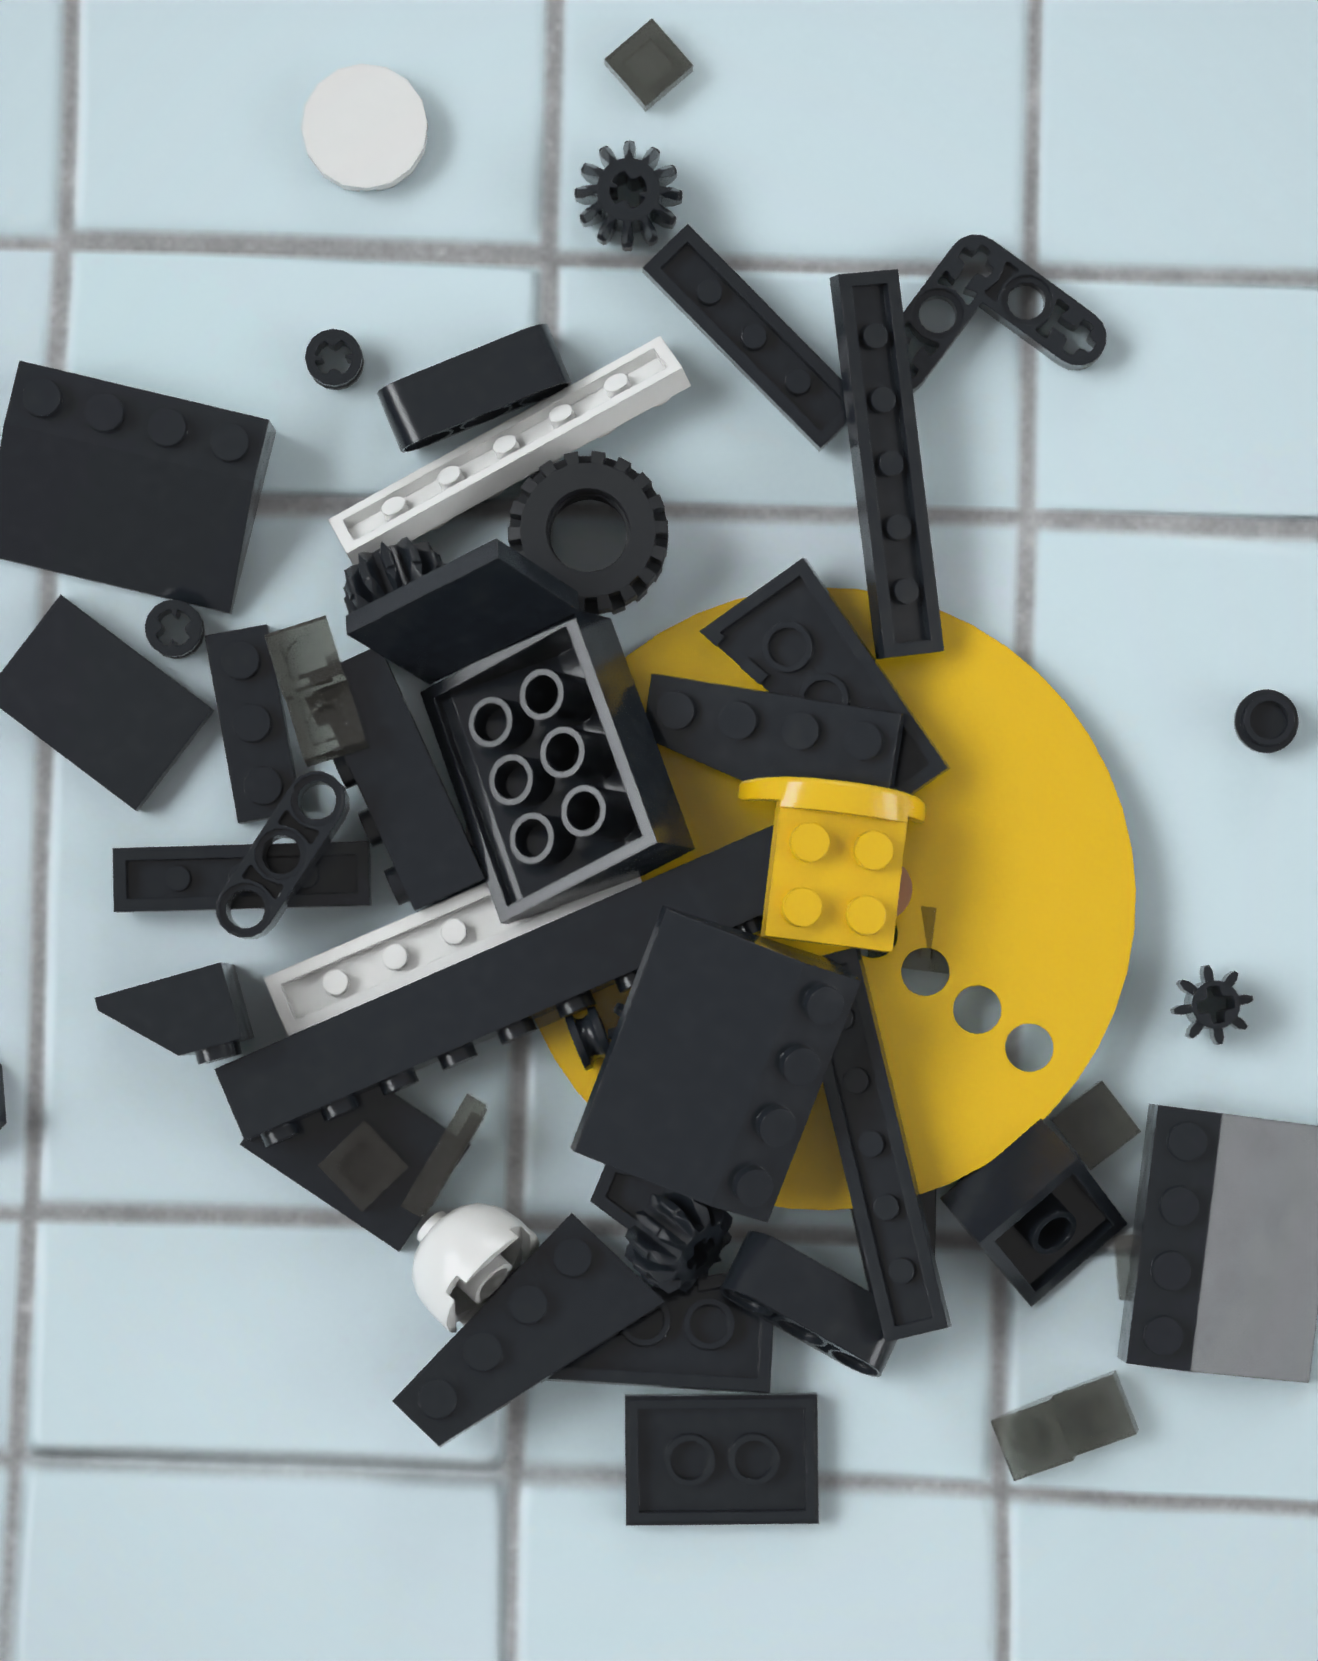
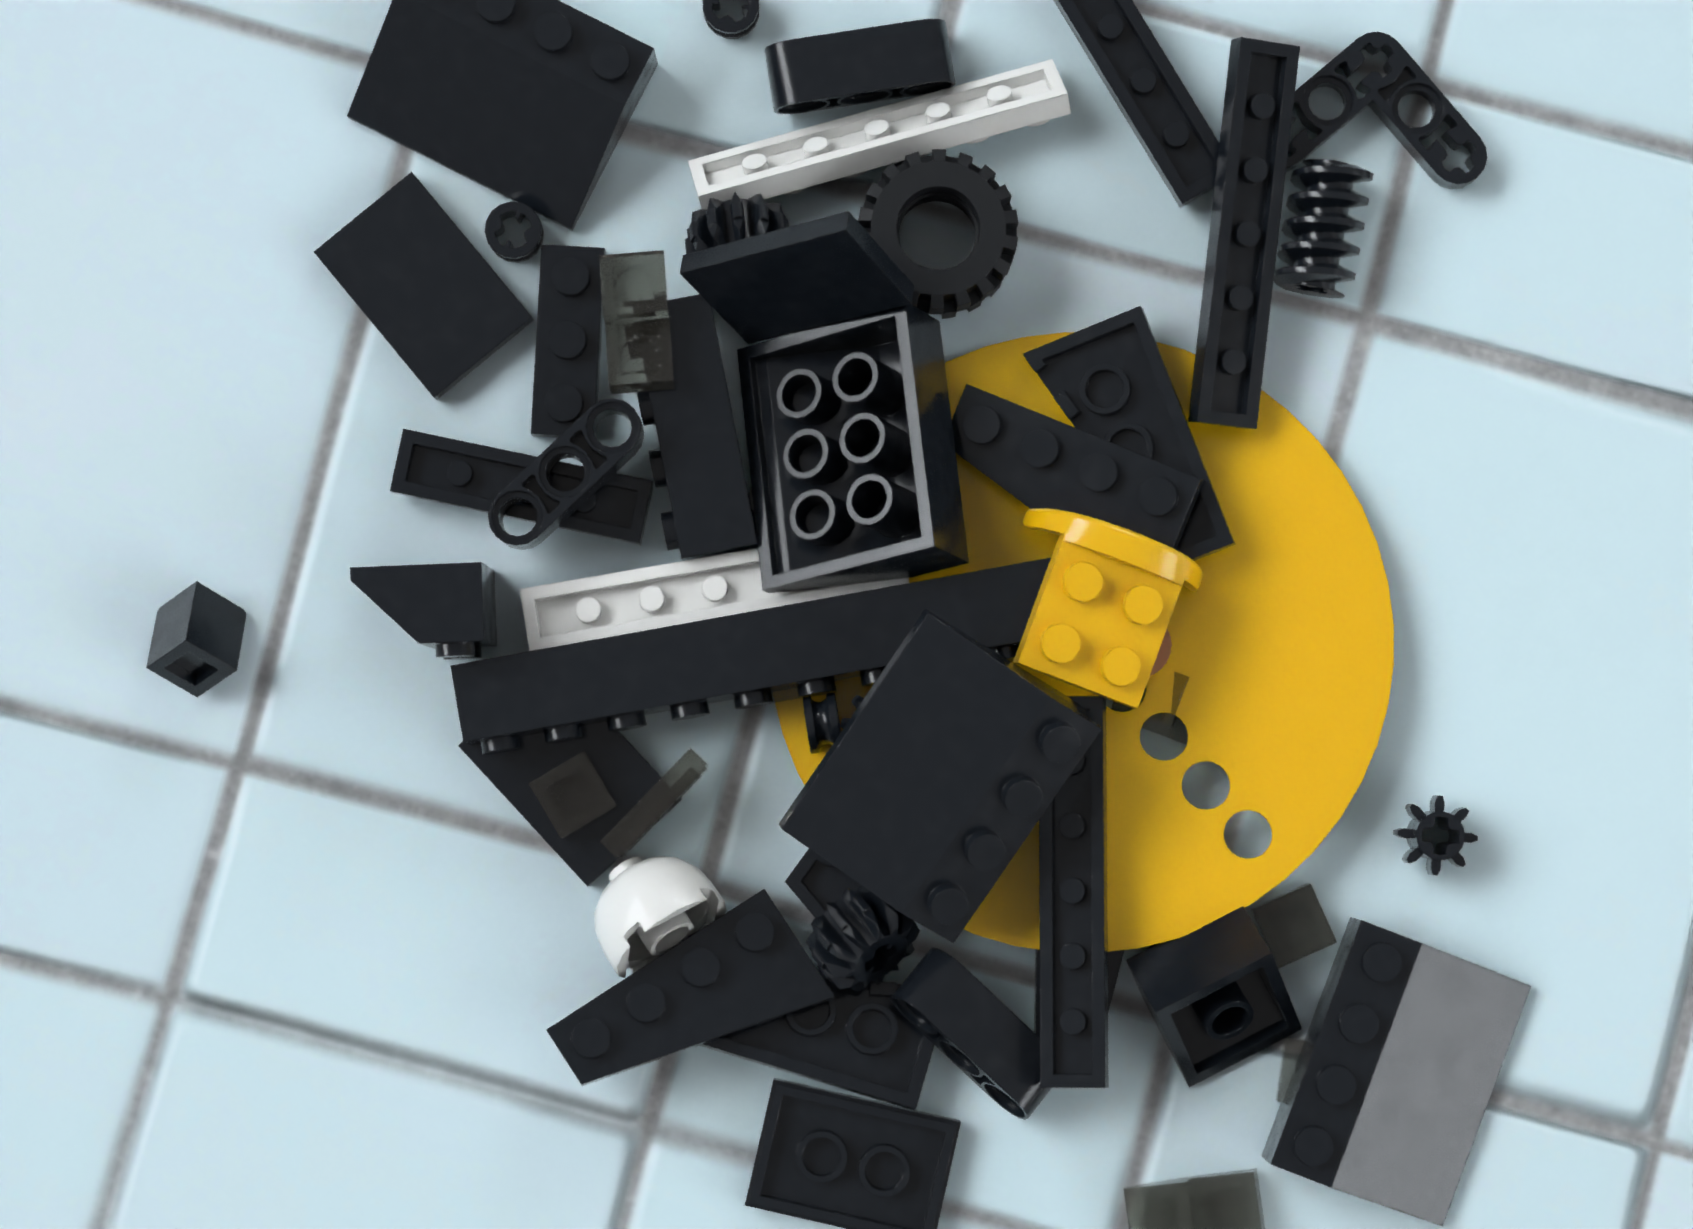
camera: 15 degrees right, 0 degrees up
(960, 439) = (1320, 227): none -> black piece
(1266, 721) = (1553, 572): black plate -> none

